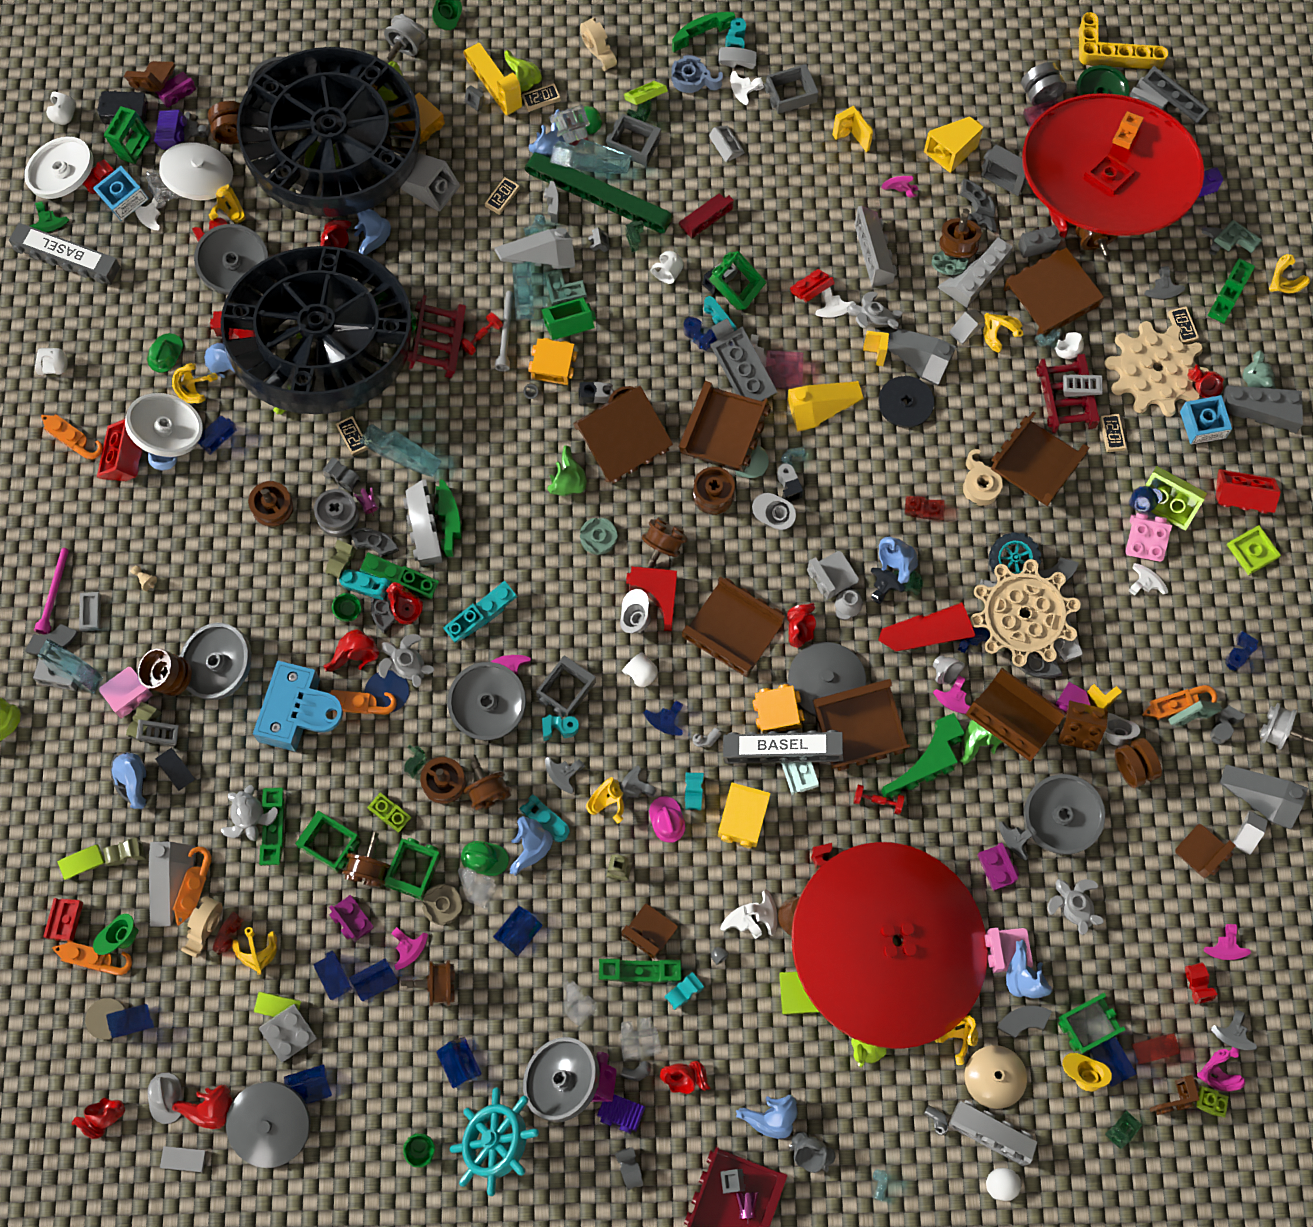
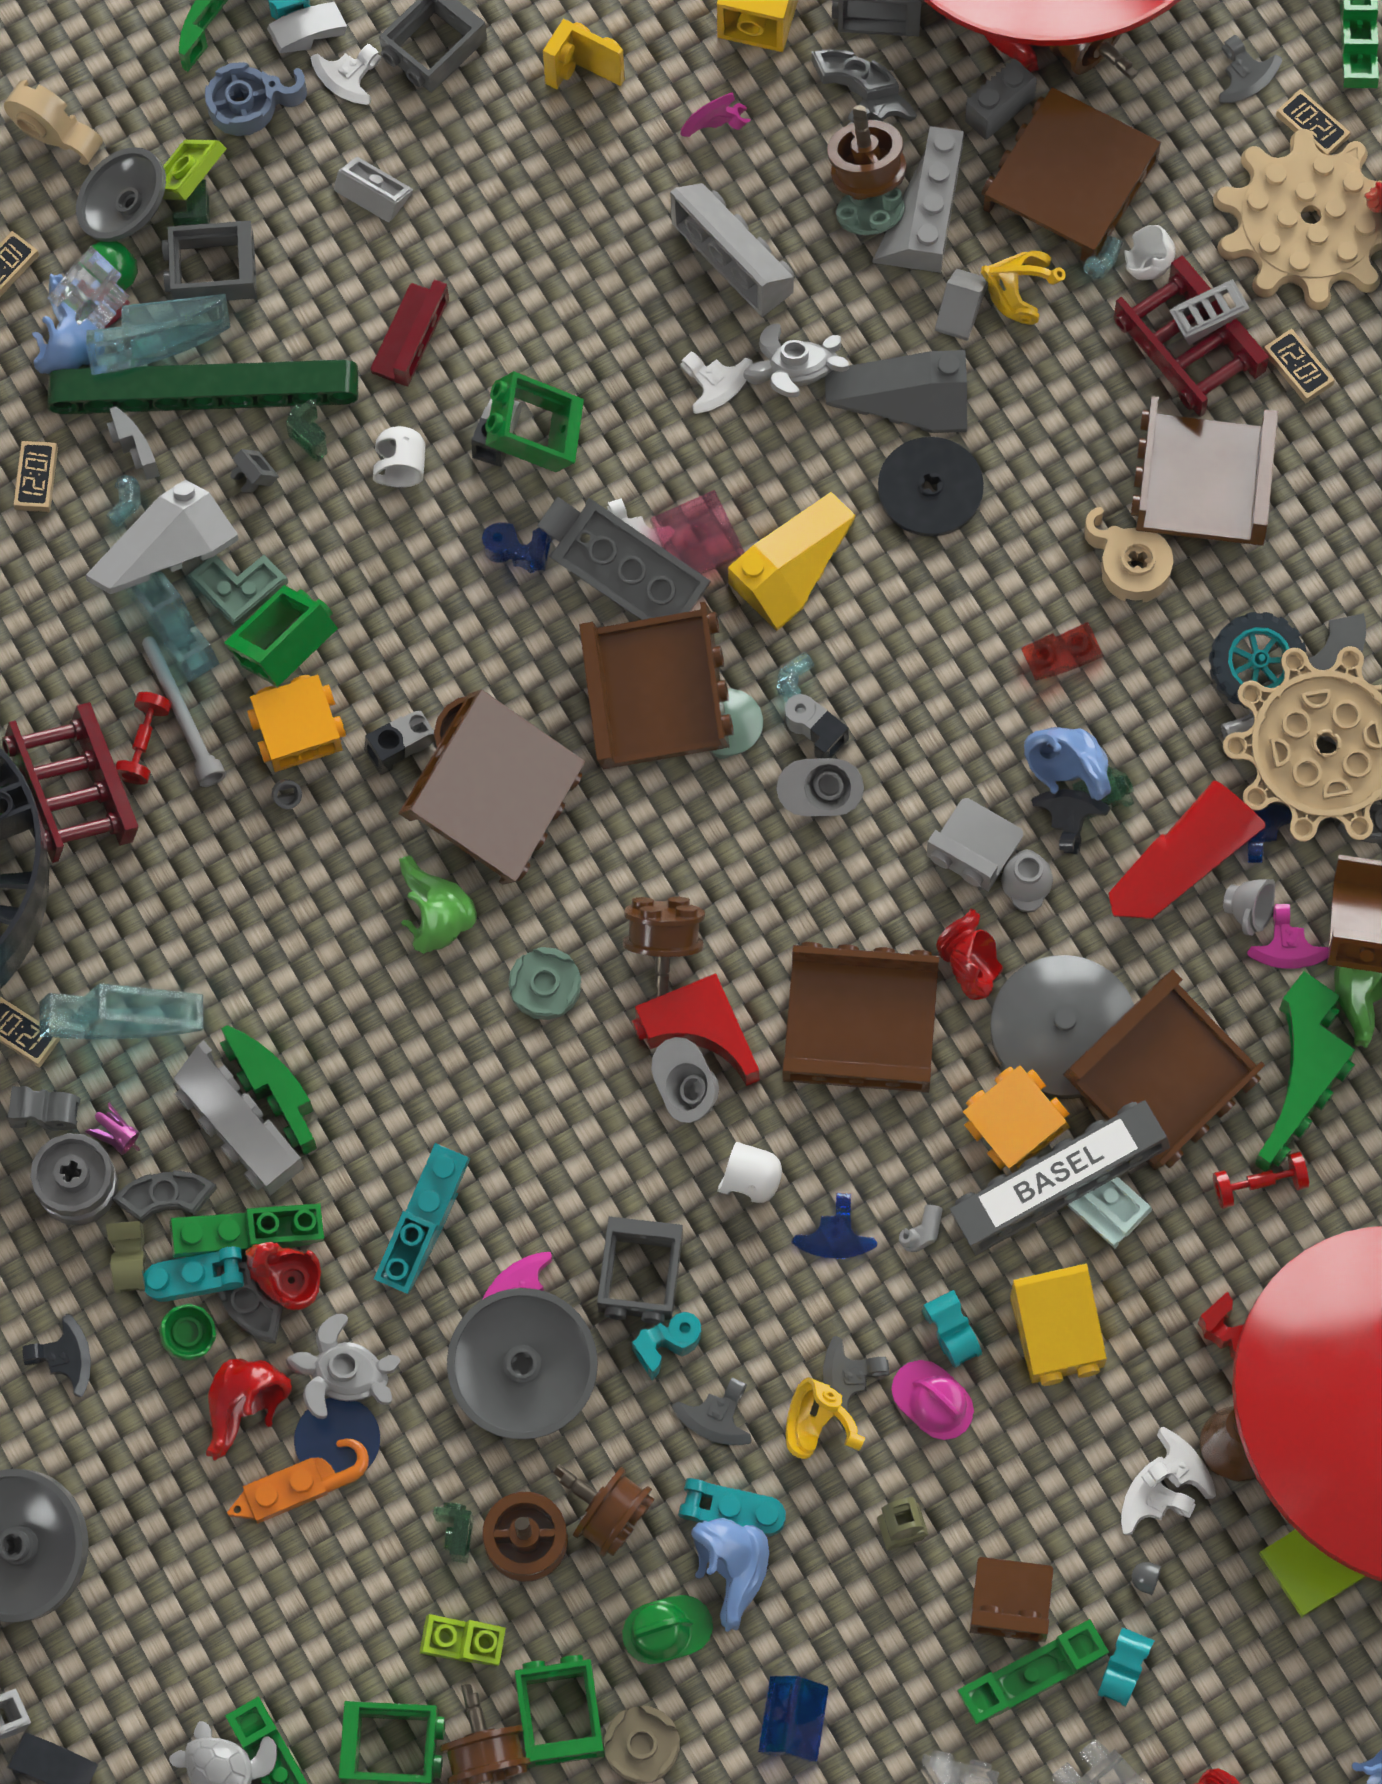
camera: 25 degrees left, 0 degrees up
(288, 589) = (66, 1356): none -> black piece
(294, 705) = (203, 1544): dark azure brick -> none
(477, 889) = (687, 1686): clear slope -> none
(610, 90) = (121, 194): none -> dark grey dish
(713, 490) = (693, 824): reddish brown wheel -> none
(717, 313) = (533, 497): teal plate -> none
(812, 285) = (662, 366): red plate -> none
(877, 343) = (836, 410): yellow panel -> none

